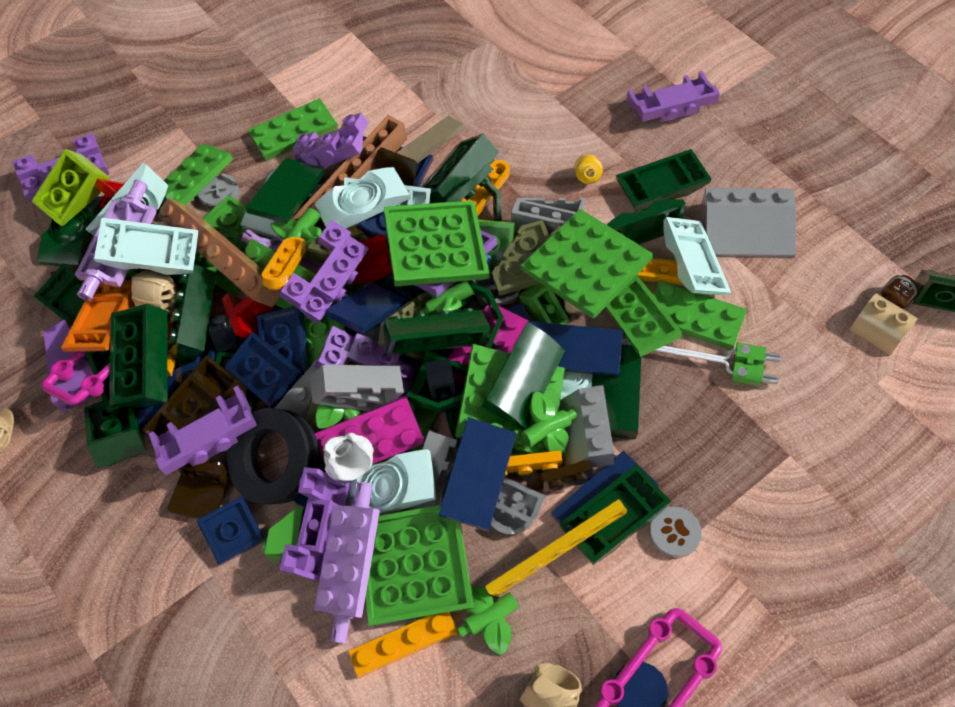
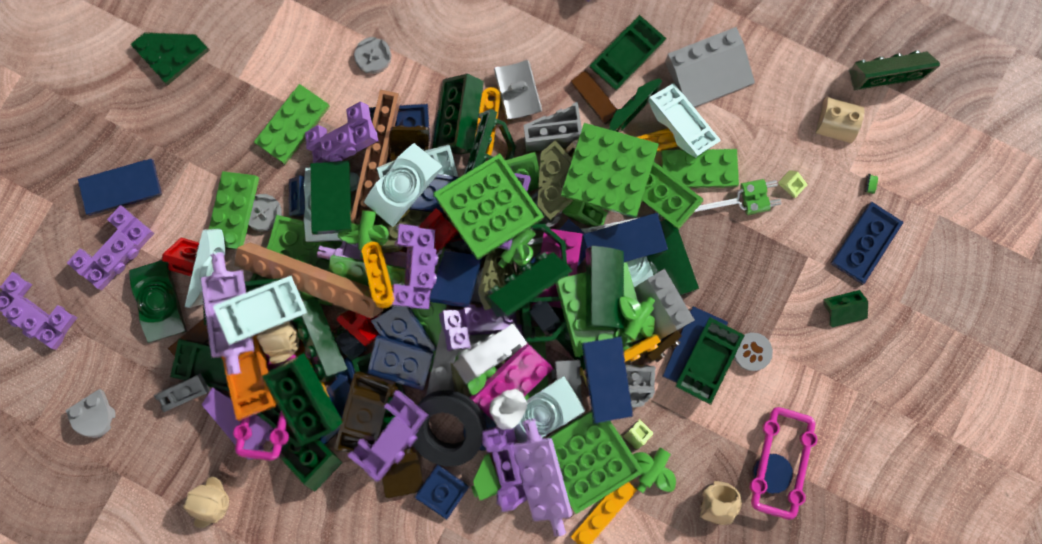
camera: 30 degrees left, 20 degrees up
(34, 313) = (182, 392): none -> dark grey plate
(68, 187) = (138, 269): lime slope -> none
(106, 124) = (119, 187): none -> dark blue tile
(220, 39) = (169, 52): none -> dark green plate
(256, 186) = (296, 196): none -> dark blue plate
(403, 100) = (372, 55): none -> light grey tile
(432, 139) = (419, 93): dark tan tile -> none
(489, 567) = (638, 434): none -> yellowish green slope
(529, 173) = (517, 90): none -> light grey shield
(556, 548) = (683, 406): yellow tile -> none
(582, 168) = (564, 68): yellow head -> none
(605, 200) = (594, 96): none -> reddish brown tile
(801, 370) = (793, 183): none -> yellowish green slope
(817, 531) = (846, 308): none -> dark green panel
(871, 467) = (867, 243): none -> dark blue tile
(900, 290) = (843, 87): reddish brown head -> none
(900, 405) = (871, 183): none -> bright green piece

